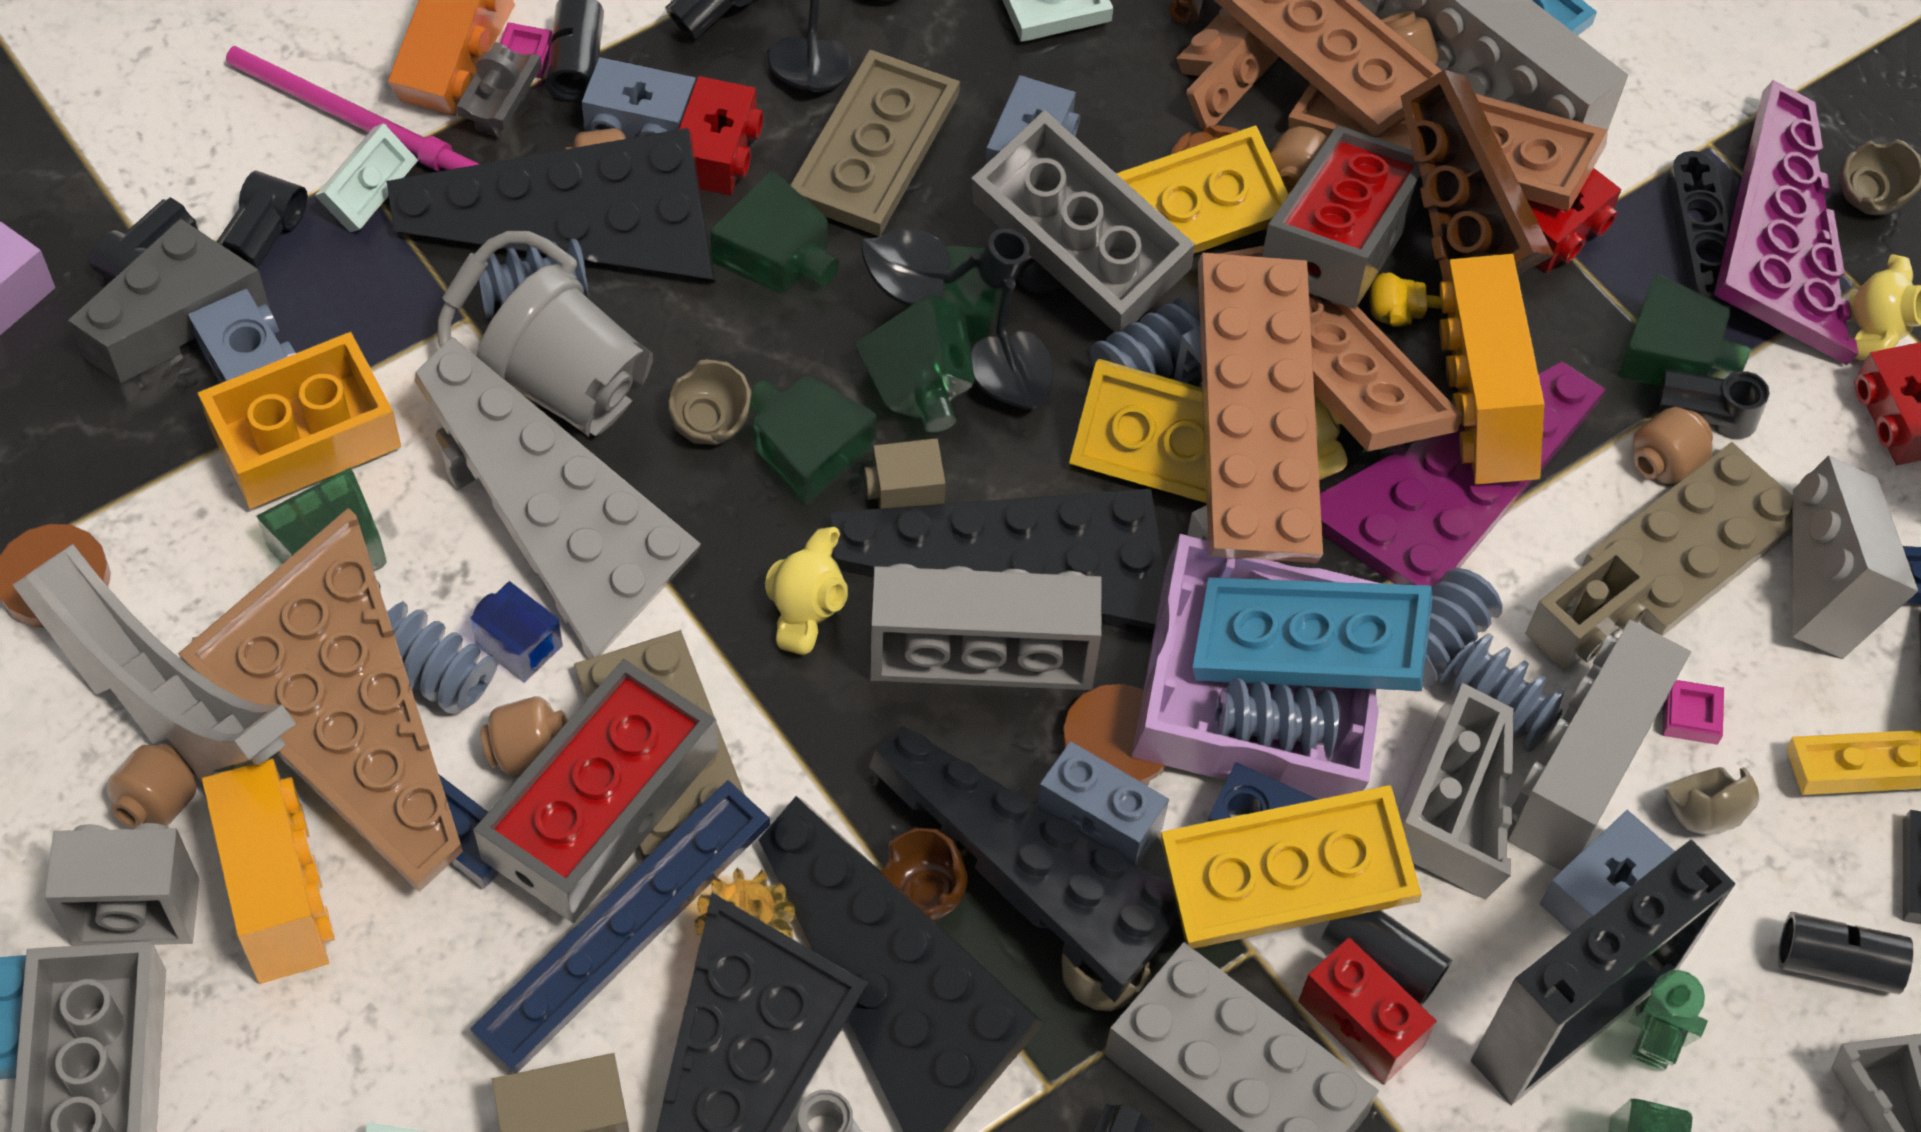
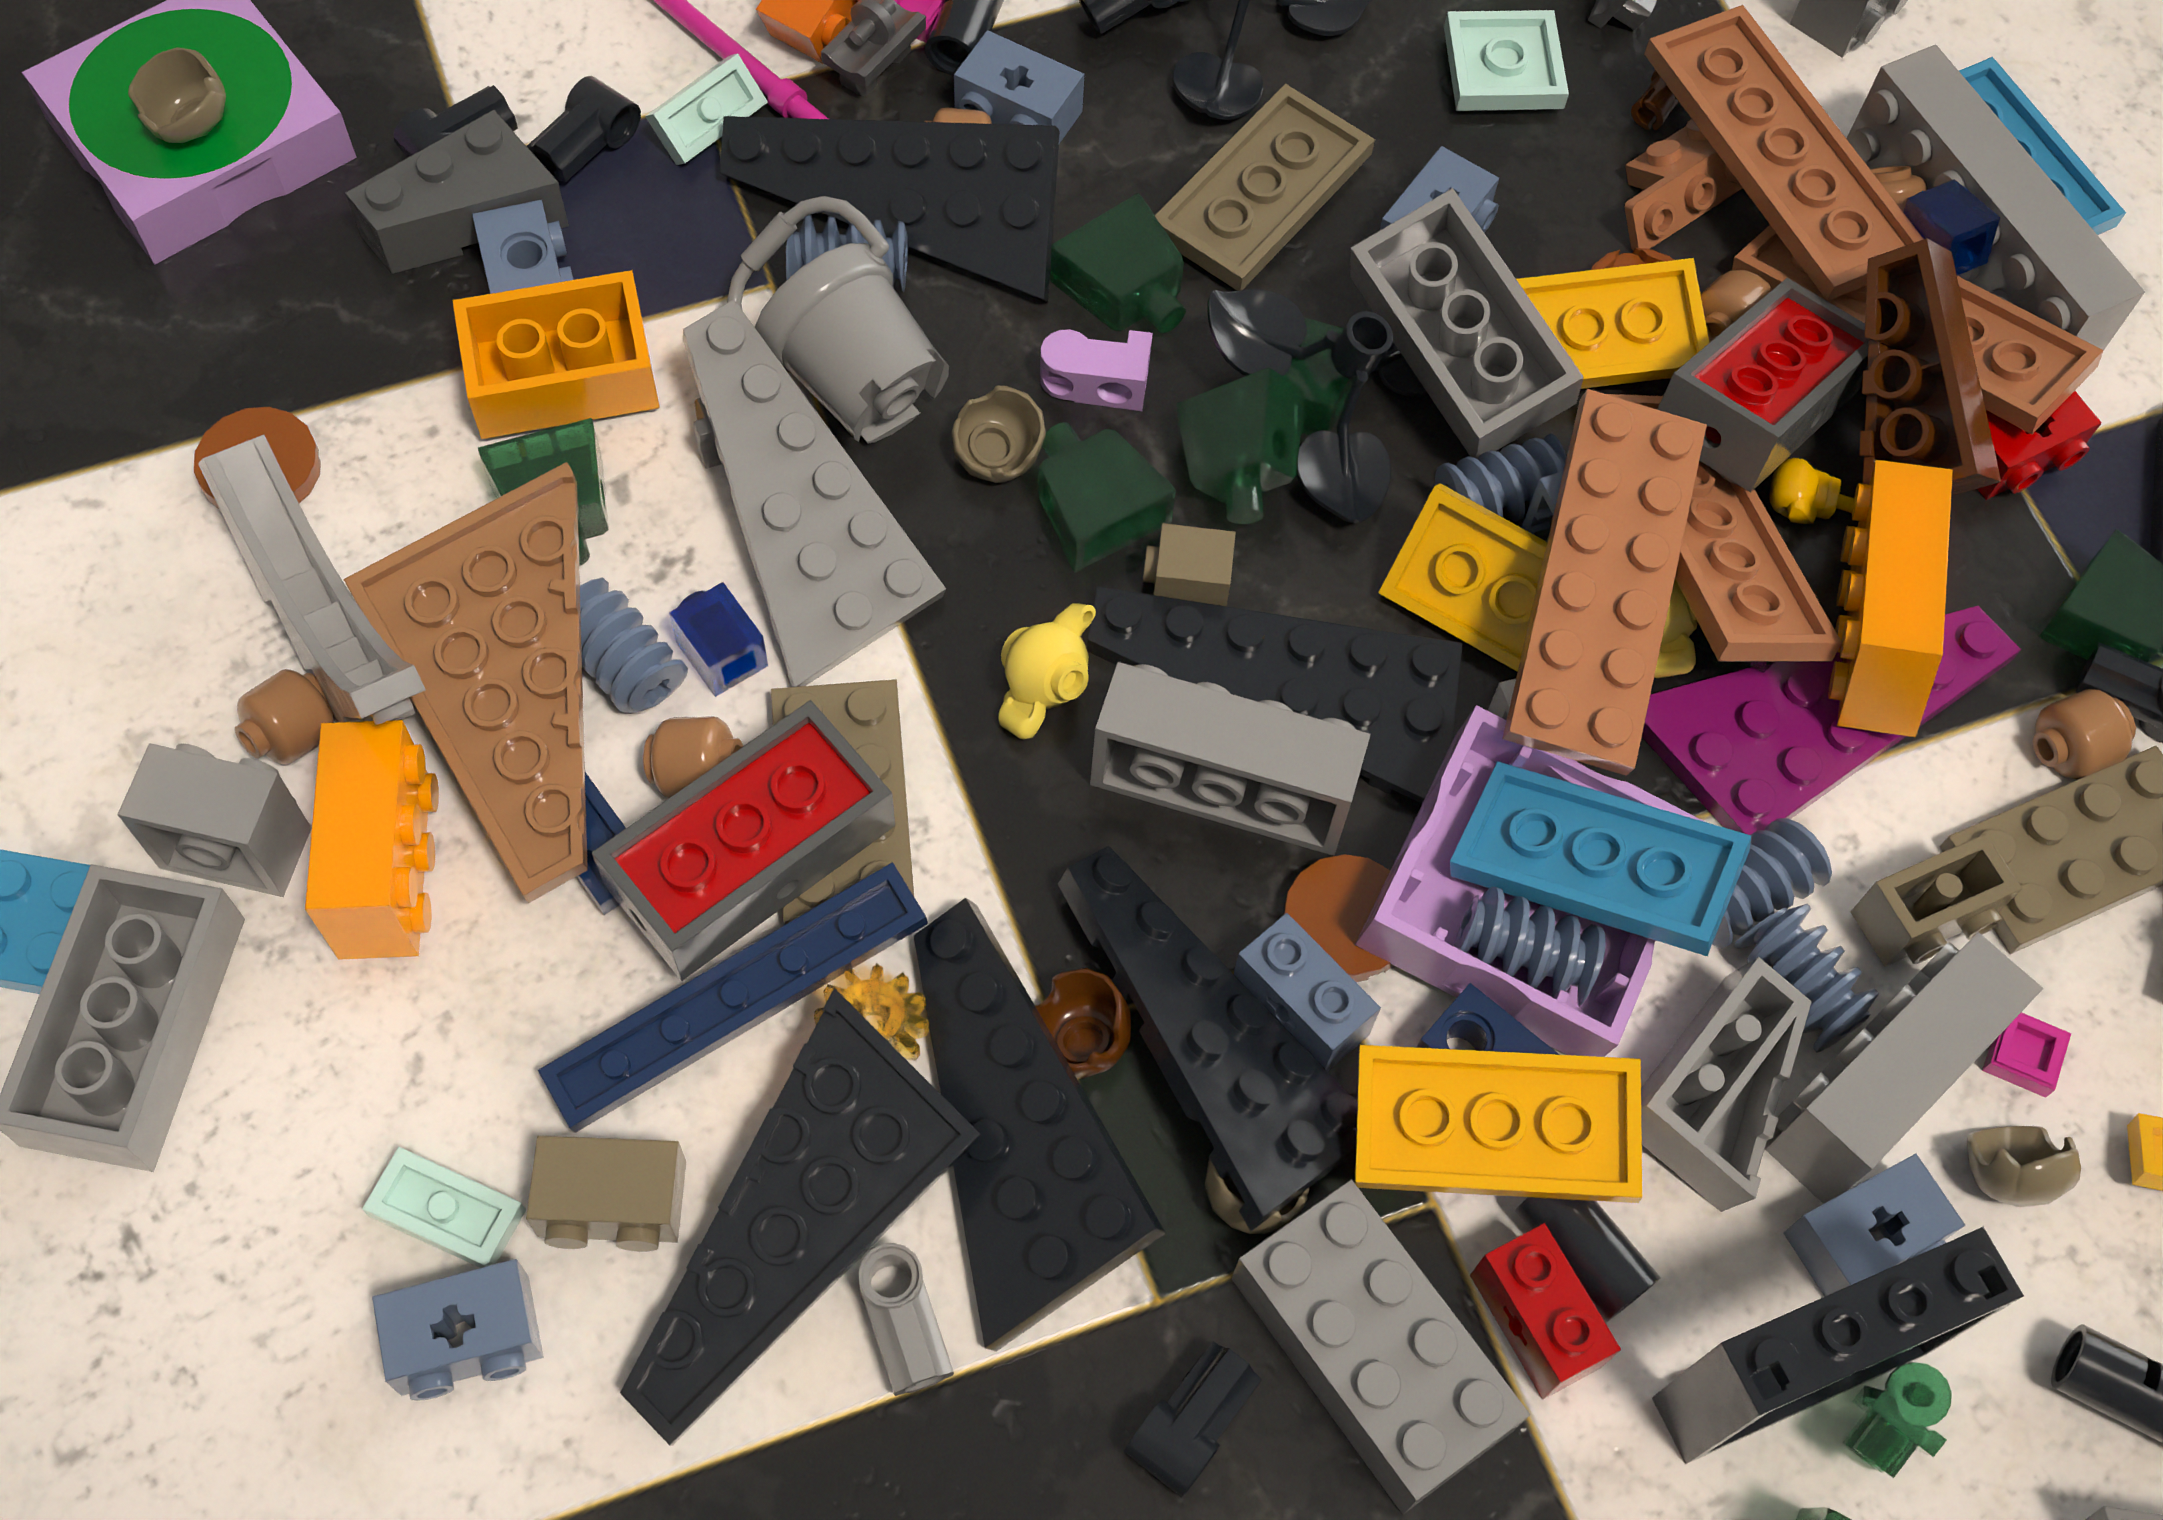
camera: 15 degrees right, 5 degrees up
(721, 125) = (1096, 138): red brick -> none
(776, 329) = (1096, 369): none -> lavender leg
(1462, 50) = (1956, 222): none -> clear blue brick

